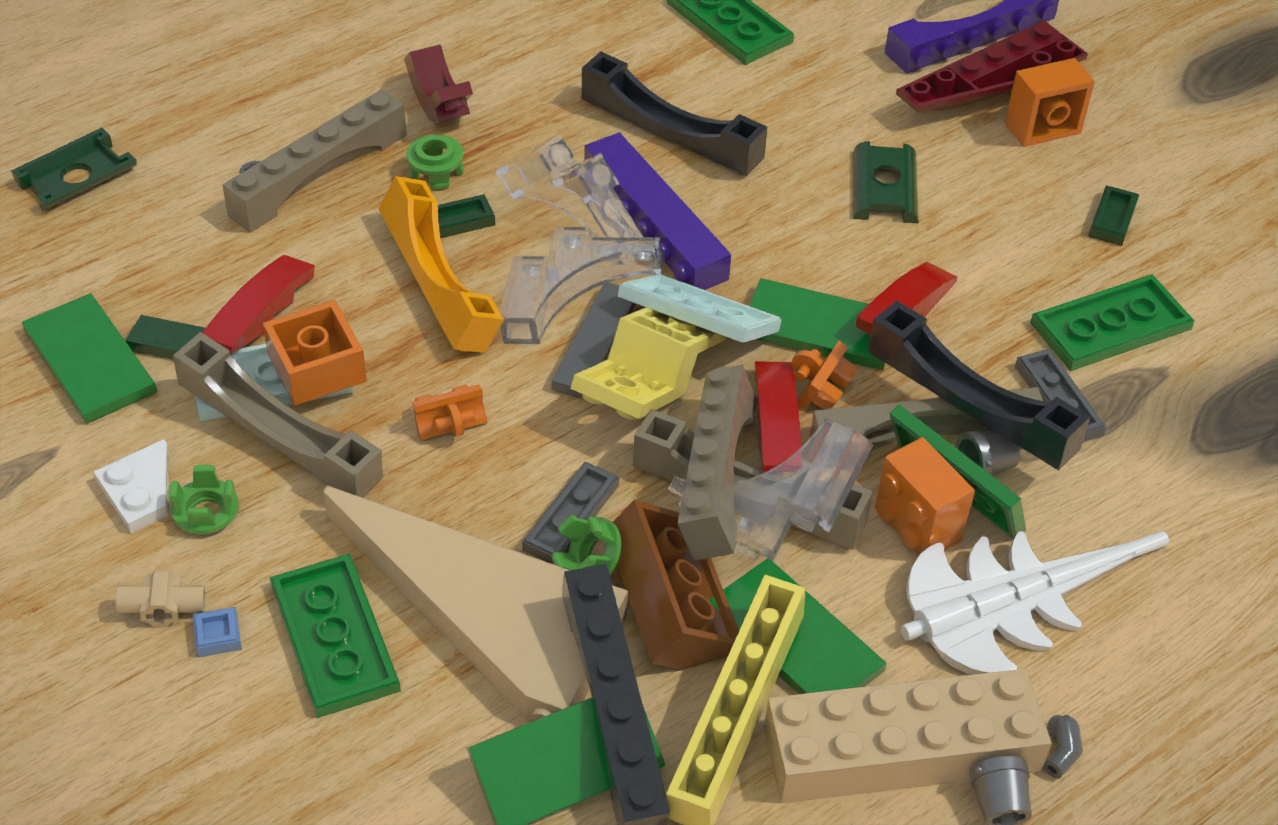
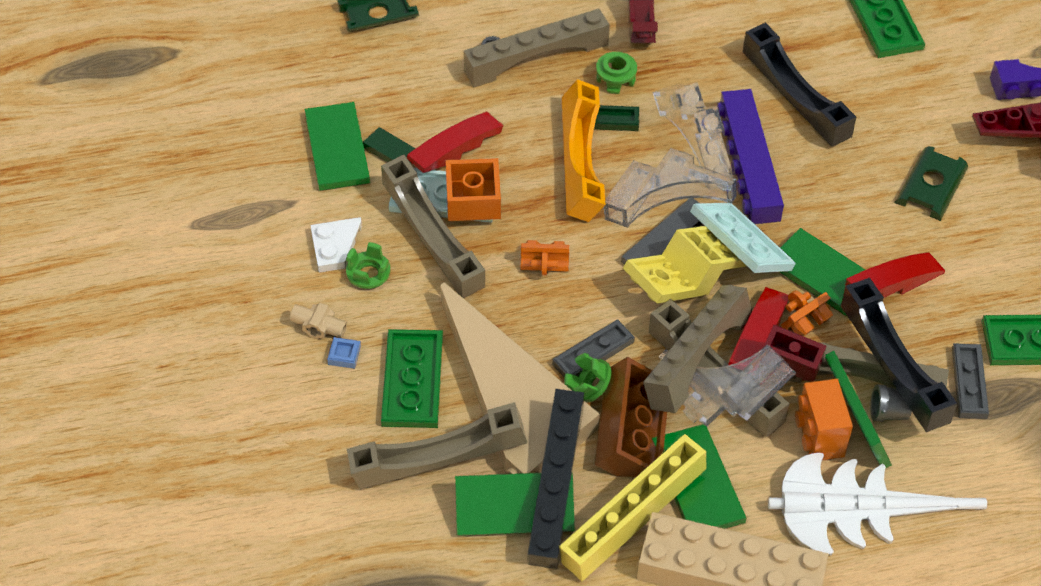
camera: 25 degrees right, 5 degrees up
(349, 767) = (382, 463): none -> dark tan arch
(865, 414) = (798, 351): none -> dark red brick

